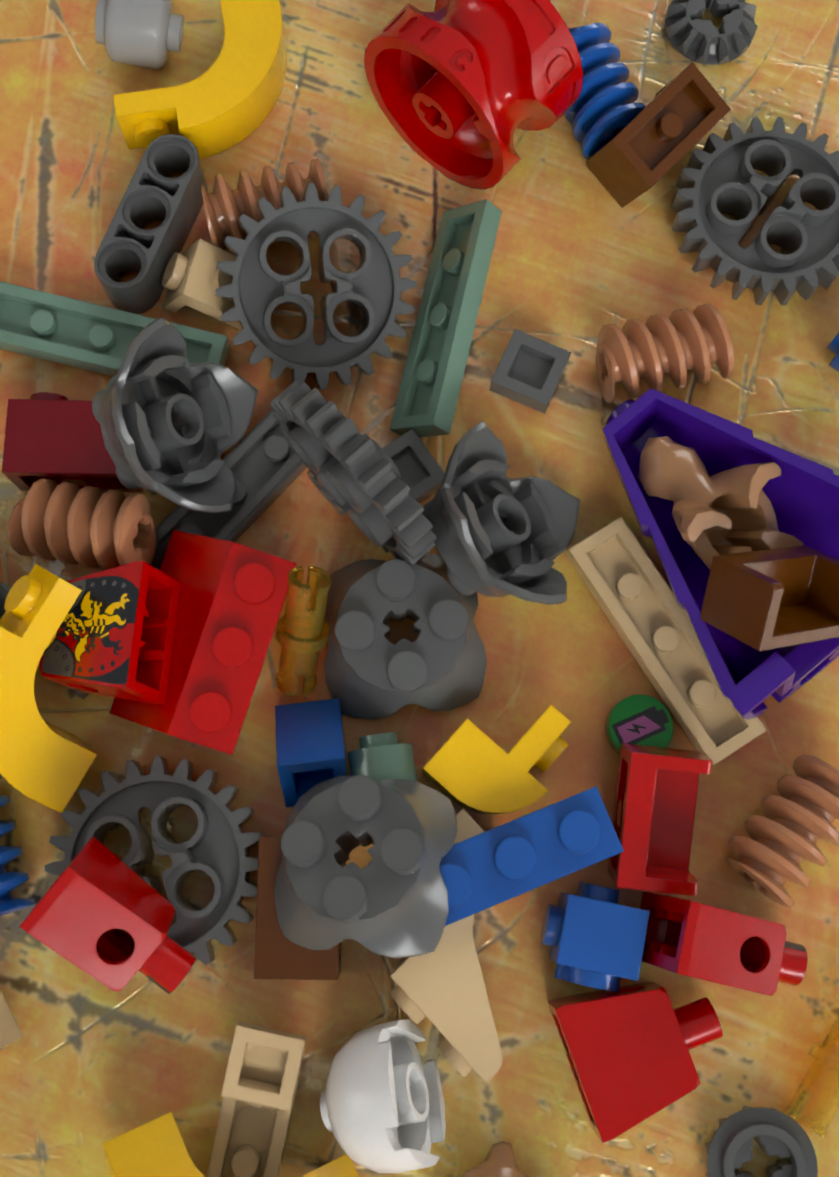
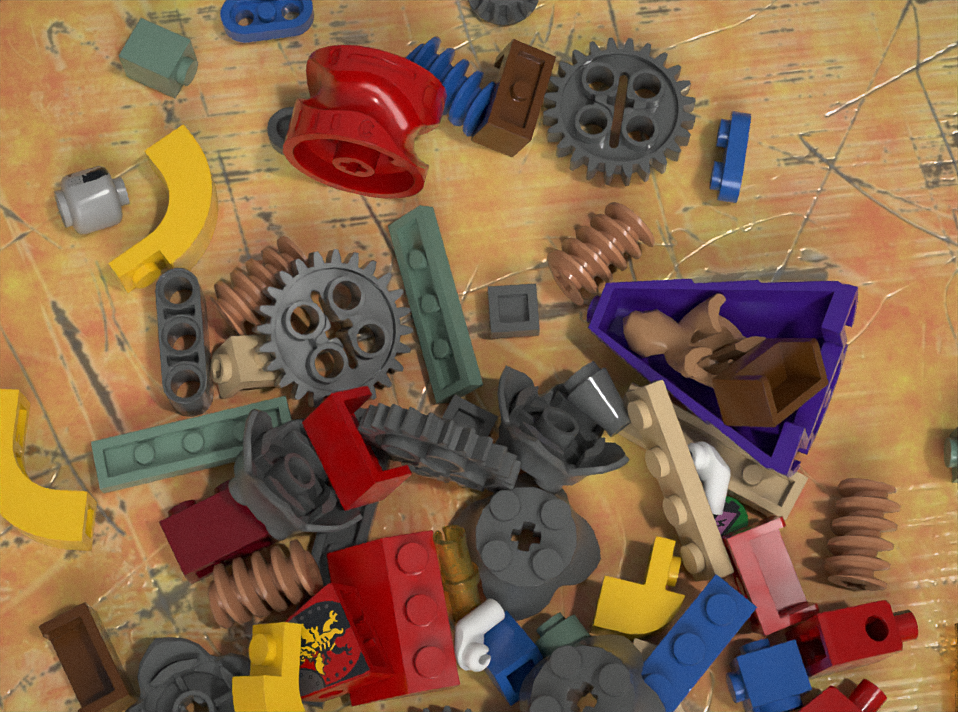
camera: 25 degrees left, 5 degrees down
(249, 437) = (344, 454): none -> red panel
(276, 705) = (470, 632): none -> white arm
(570, 511) = (598, 398): none -> dark grey cone
(609, 677) = (683, 493): none -> tan plate
(656, 664) = (713, 474): none -> white arm

